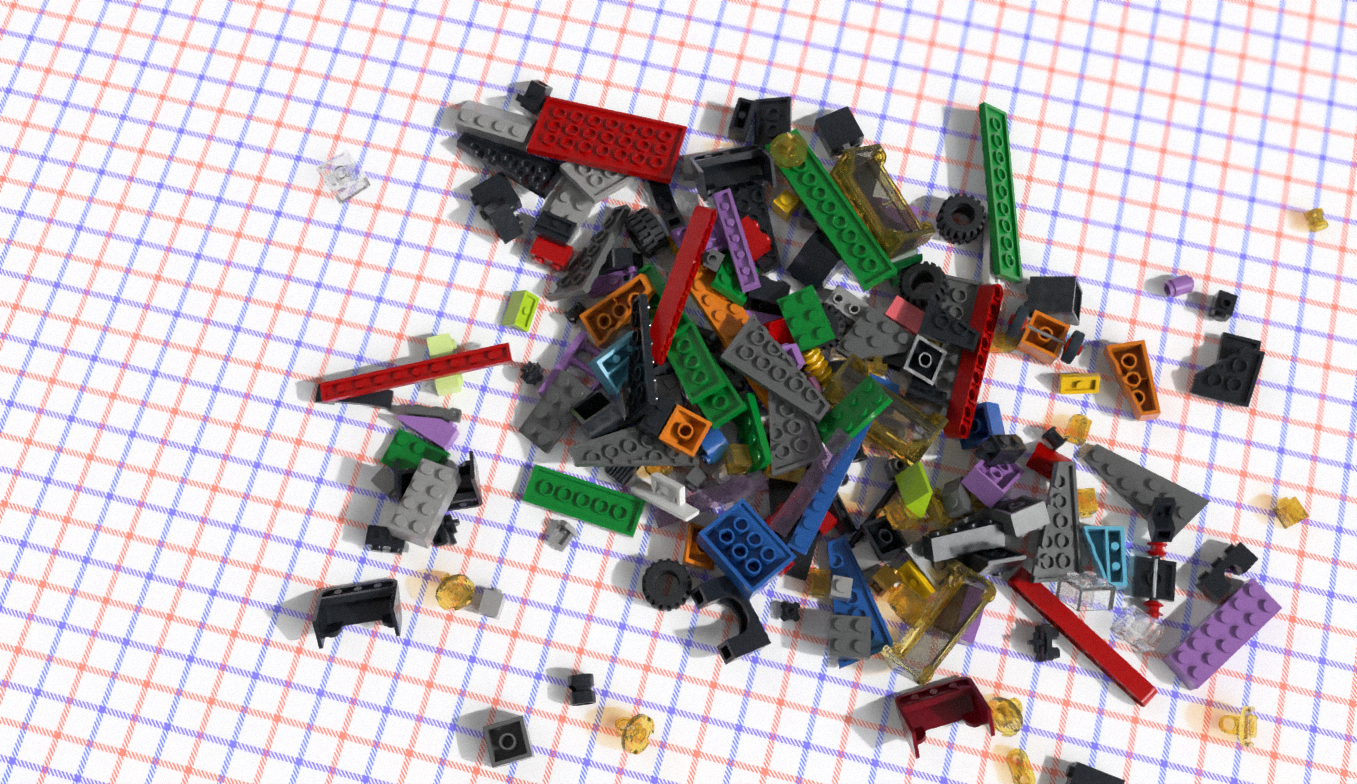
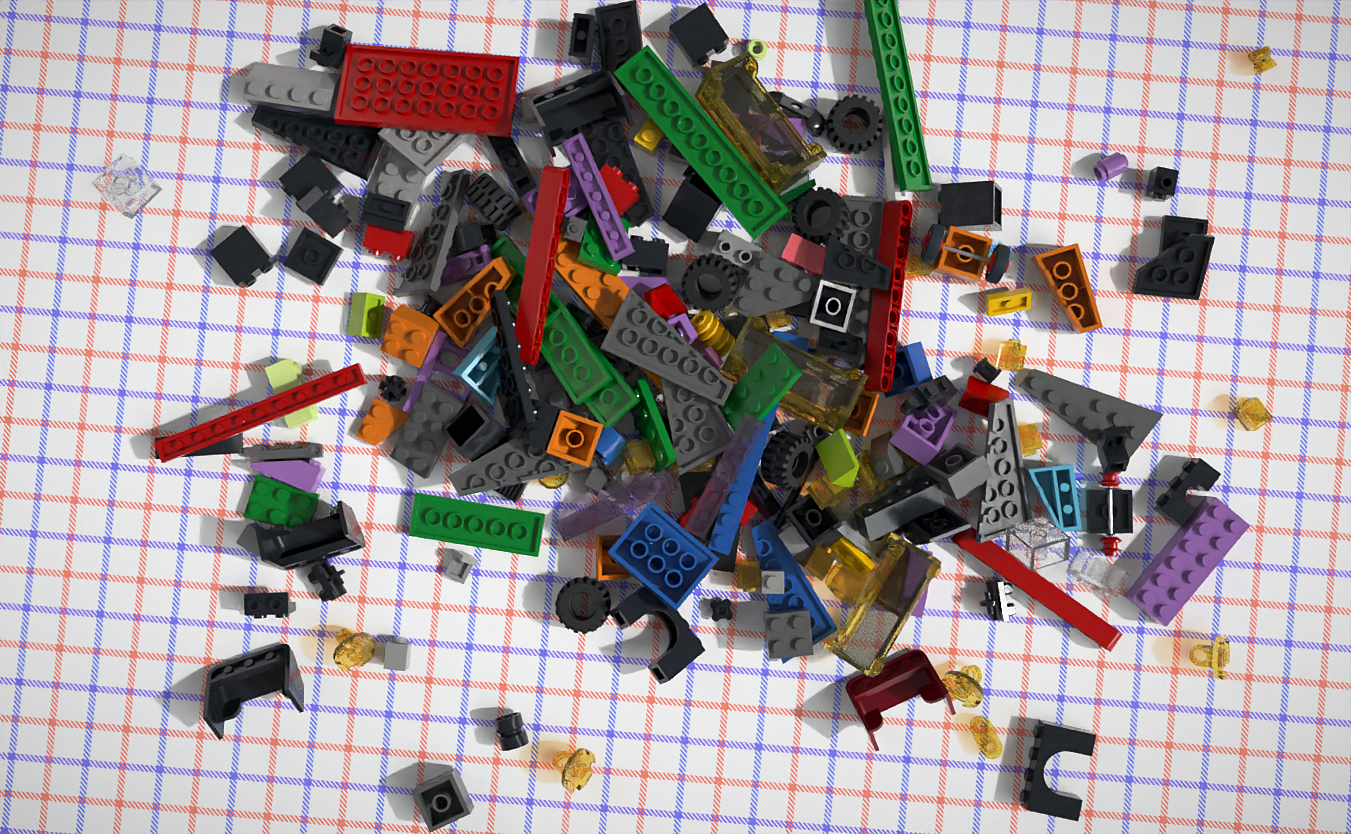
camera: 10 degrees left, 15 degrees up
(425, 503) = (300, 563): light grey brick -> none
(427, 247) = (243, 257): none -> black piece
(485, 256) = (313, 256): none -> black plate
(515, 401) = (381, 422): none -> orange wing
(555, 330) = (409, 335): none -> orange brick
(666, 495) = (566, 510): white bracket -> none
(788, 150) = (642, 75): clear yellow tile -> none
(806, 318) = (691, 281): green plate -> none
(868, 483) = (787, 460): none -> black tyre
(888, 146) = (759, 44): none -> yellowish green plate
(927, 209) = (814, 118): none -> black piece
(937, 456) = (861, 414): none -> orange slope

